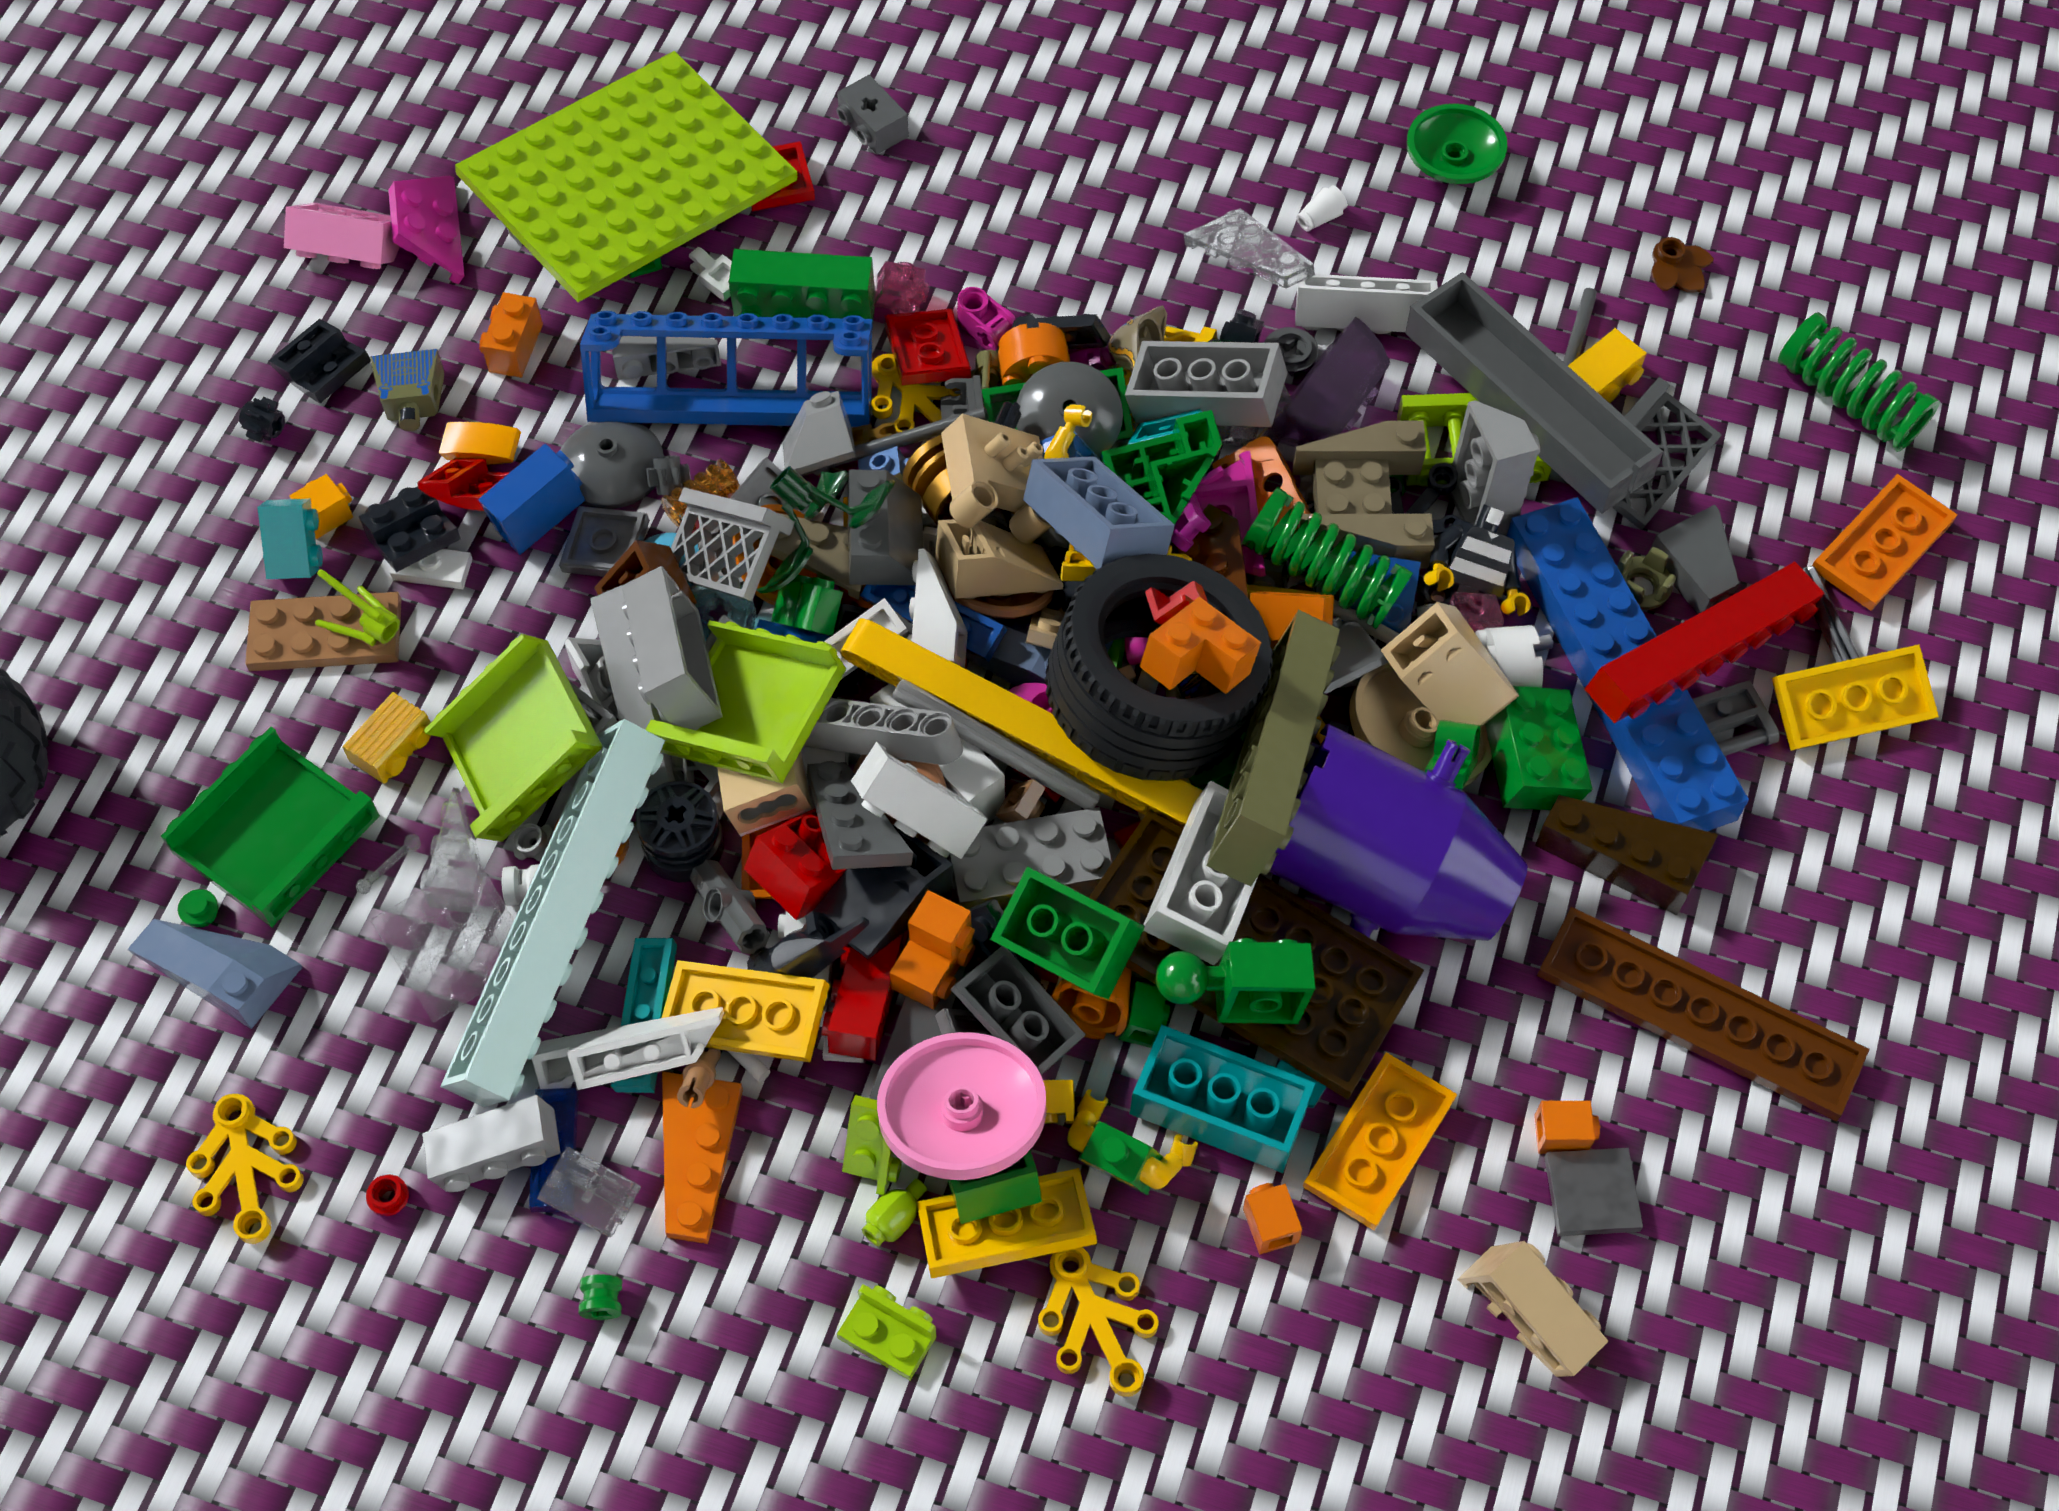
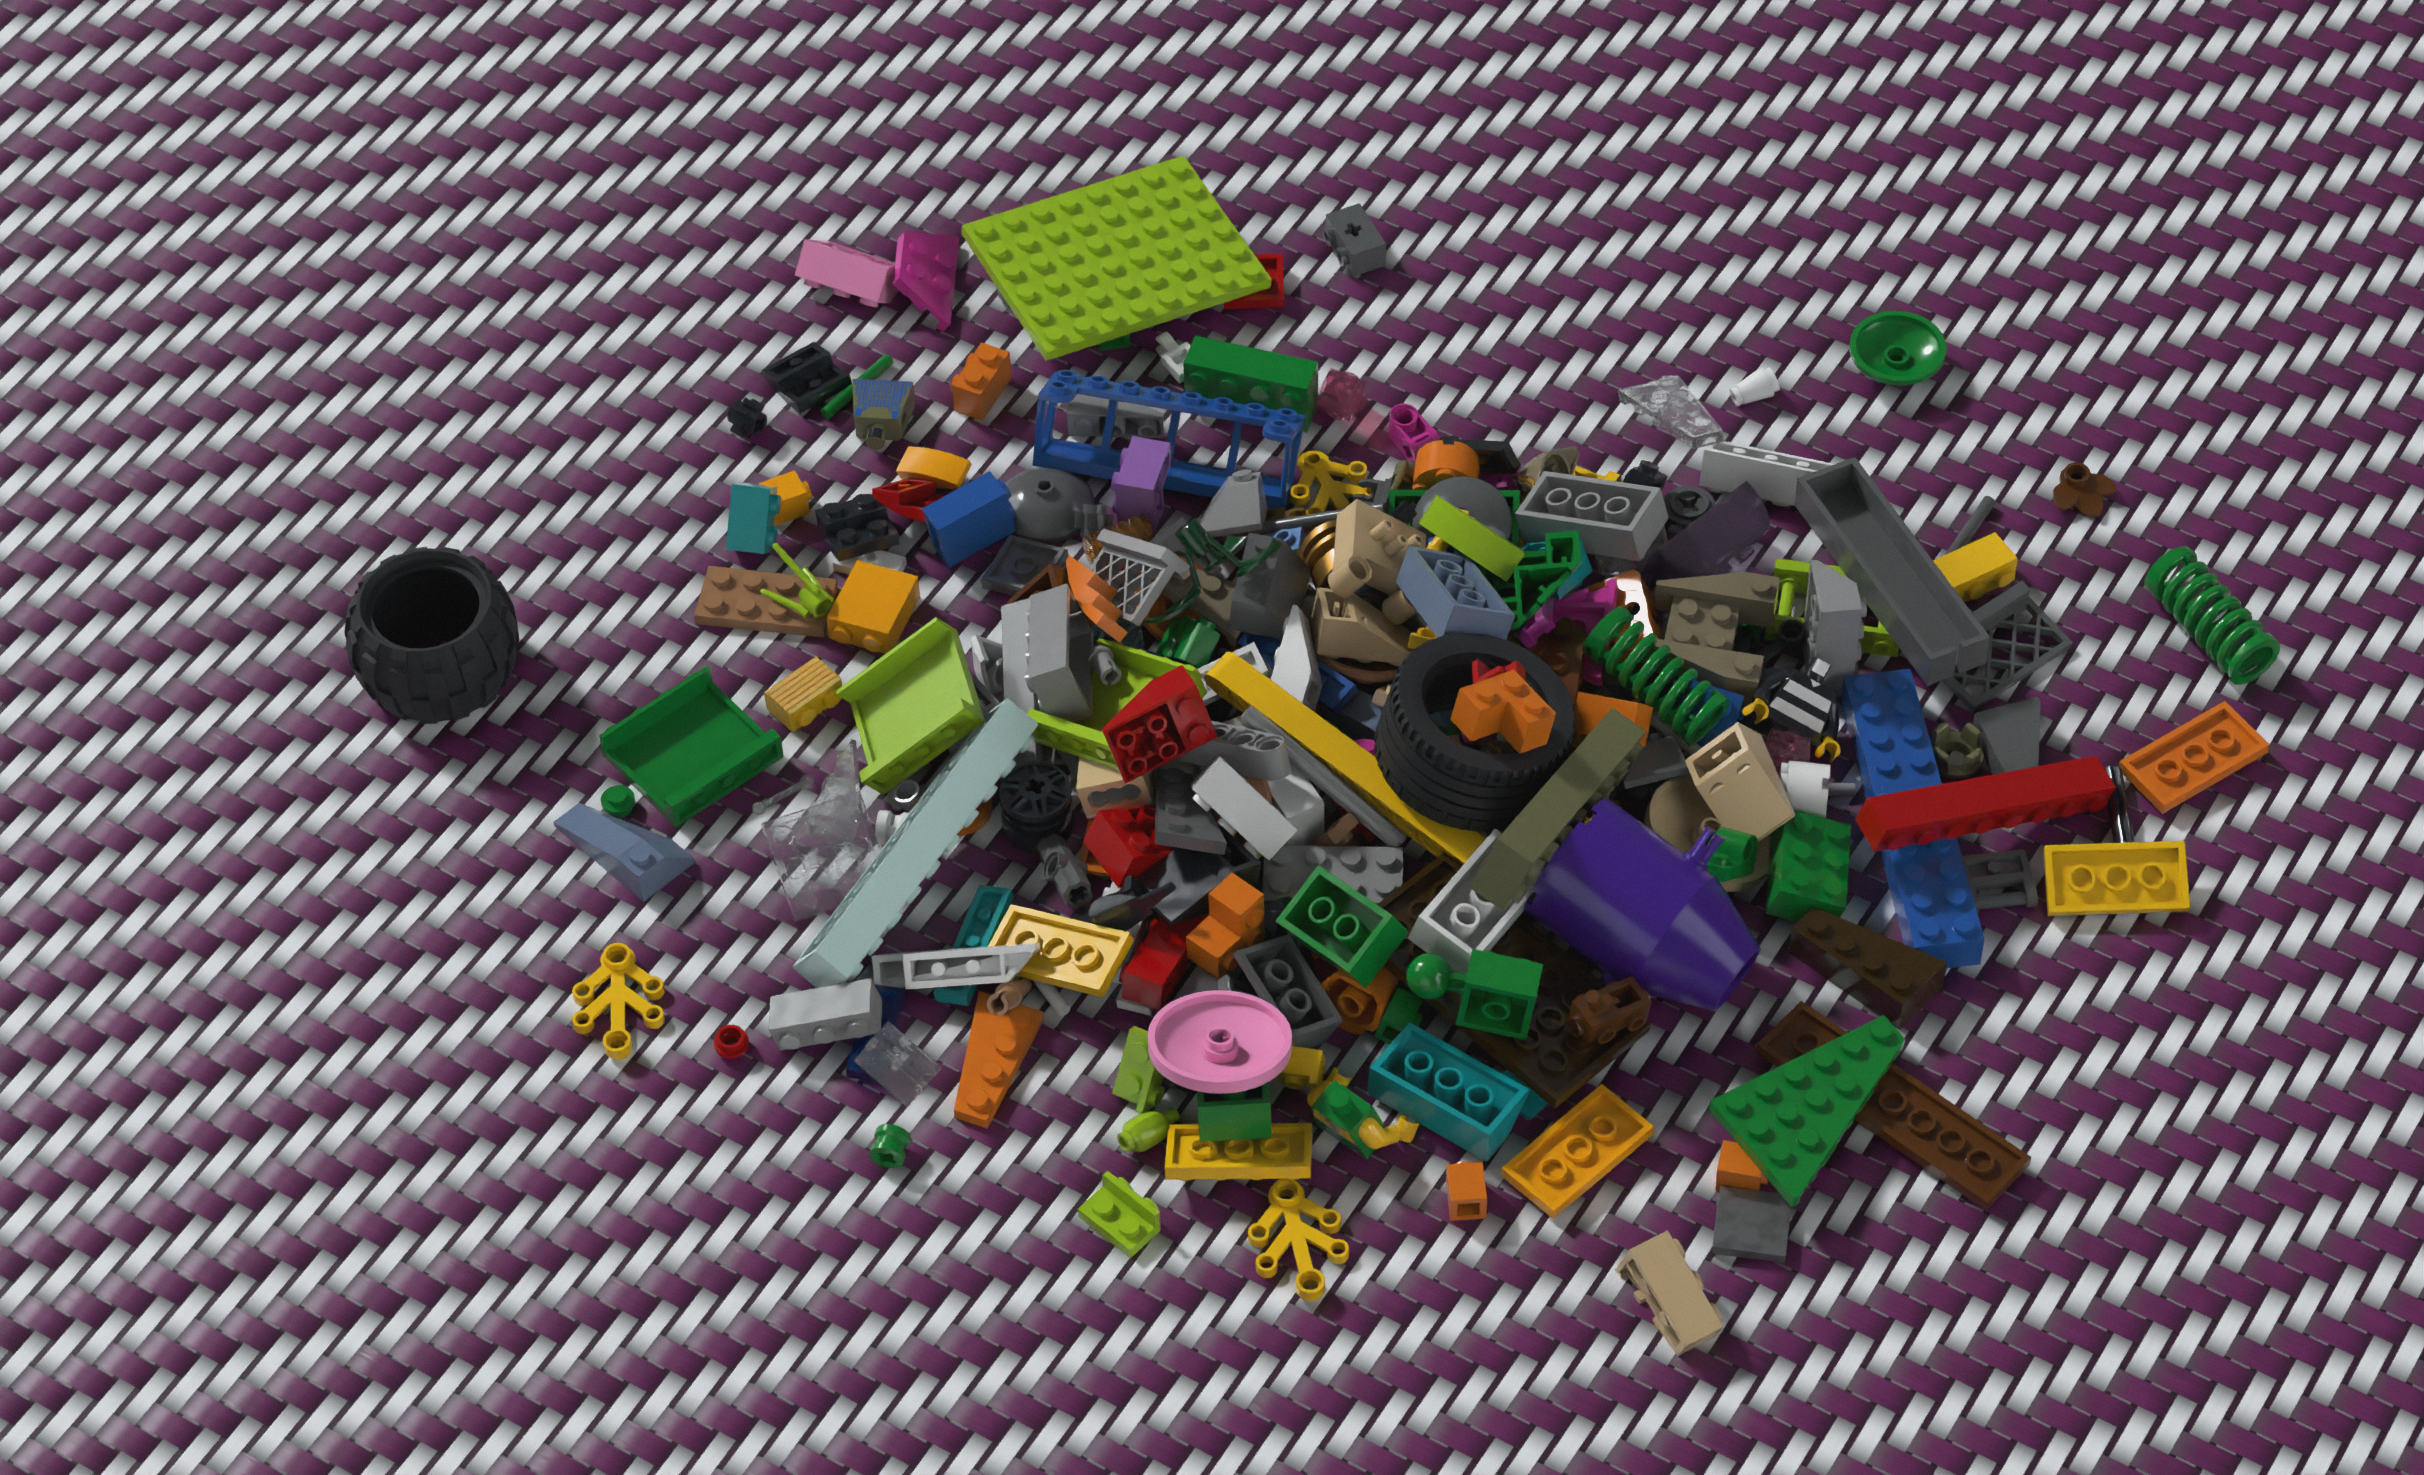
camera: 15 degrees right, 10 degrees down
(366, 375) = (847, 394): none -> green bar
(446, 619) = (873, 607): none -> light orange brick
(693, 574) = (1095, 598): none -> orange slope
(711, 421) = (1141, 480): none -> medium lavender brick
(717, 646) = (1101, 659): none -> light grey pin
(806, 724) = (1159, 725): none -> red slope
(927, 346) = (1352, 449): red tile -> none
(1096, 436) = (1472, 538): none -> lime slope
(1372, 981) = (1605, 1011): none -> reddish brown brick
(1618, 1040) = (1802, 1108): none -> green wing

